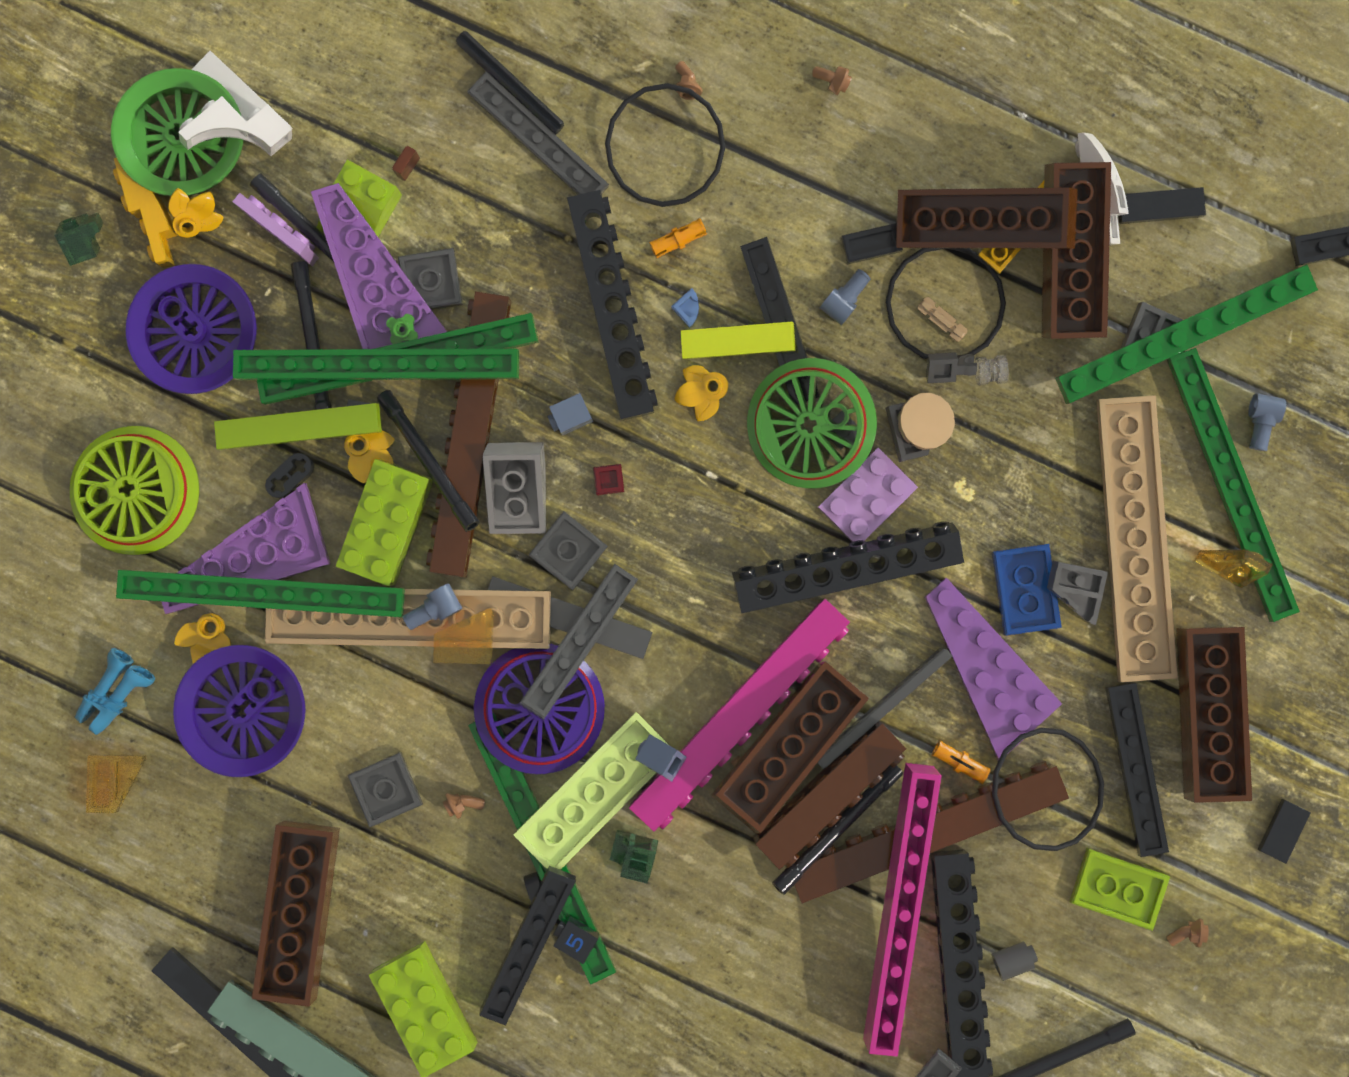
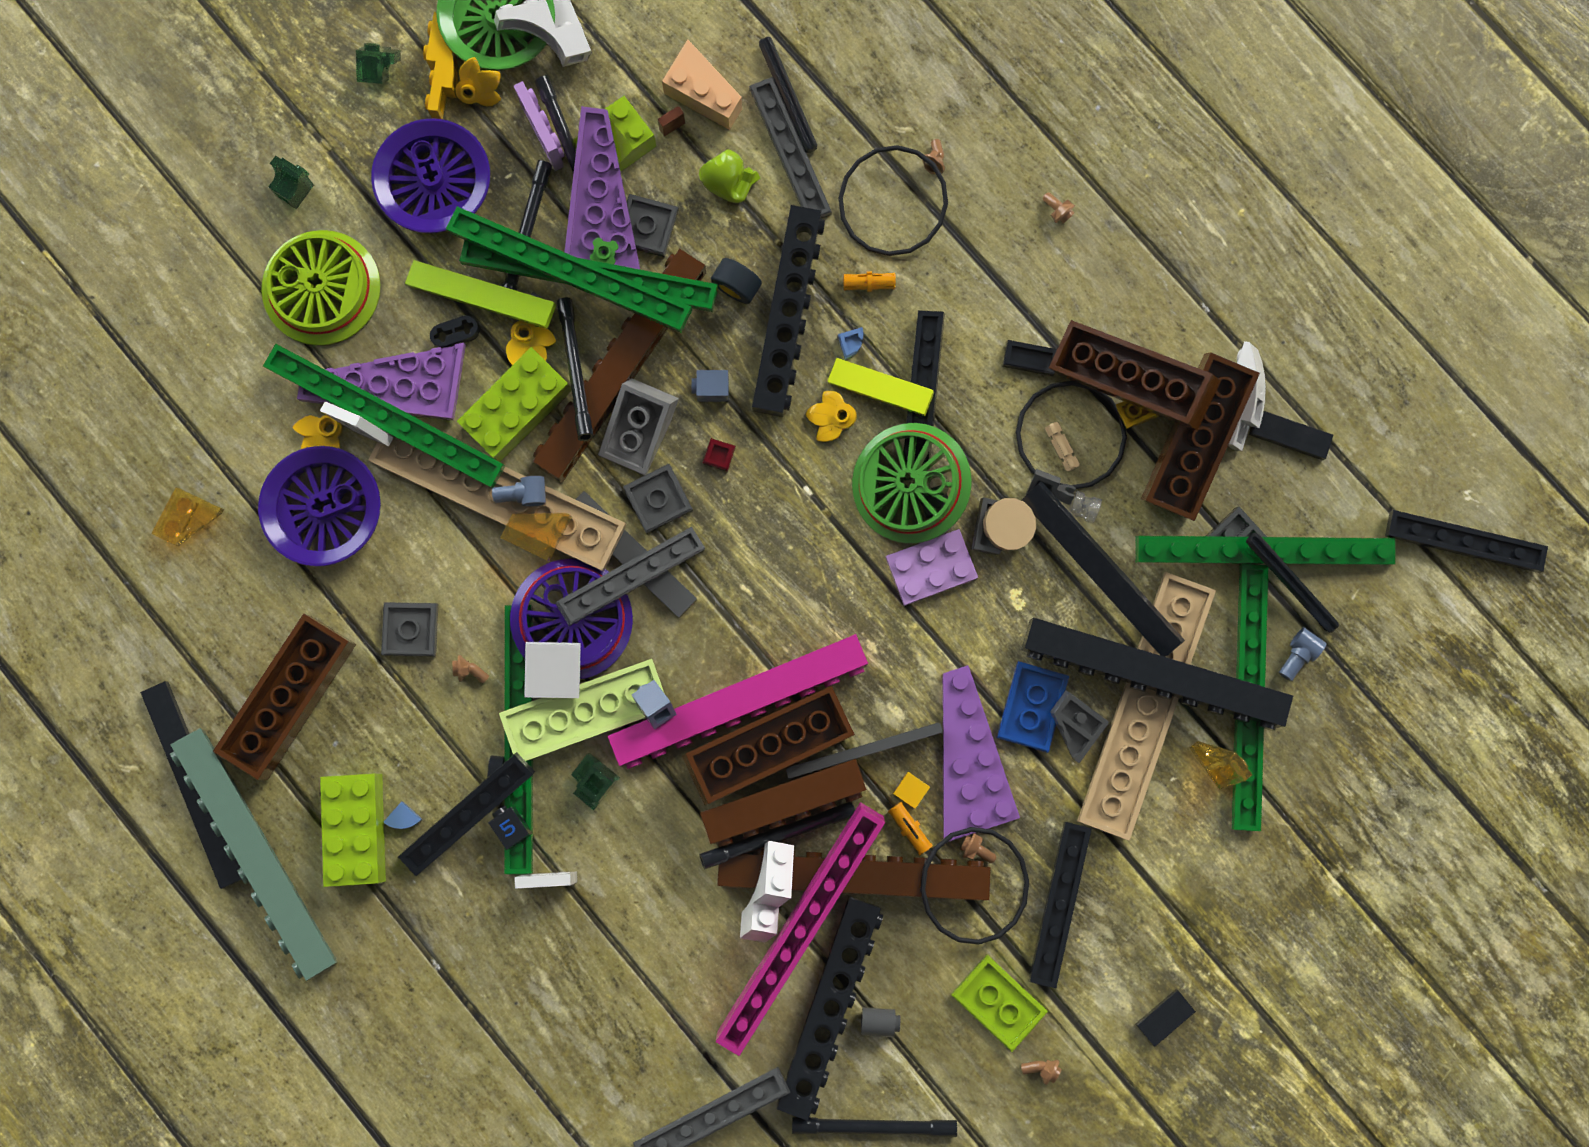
camera: 20 degrees right, 5 degrees down
(52, 398) = (290, 182): none -> clear green brick
(111, 706) = (216, 454): dark azure piece -> none
(237, 614) = (356, 423): none -> white tile
(420, 115) = (701, 87): none -> light nougat wedge
(465, 974) = (402, 817): none -> medium blue tile
(489, 195) = (727, 177): none -> lime piece
(546, 298) = (736, 280): none -> black wheel
(546, 770) = (552, 670): none -> white tile
(634, 973) = (546, 879): none -> white tile
(842, 301) = (982, 395): sand blue pin -> none
(857, 884) = (773, 889): none -> white arch
(861, 573) = (976, 643): black brick -> none
(945, 724) = (911, 790): none -> yellow tile
(1029, 753) = (972, 847): none -> medium nougat plate
(1037, 426) = (1103, 570): none -> black tile
(1135, 504) = (1157, 673): none -> black brick
(1214, 714) = (1147, 885): reddish brown brick -> none
(1227, 354) = (1292, 582): none -> black axle

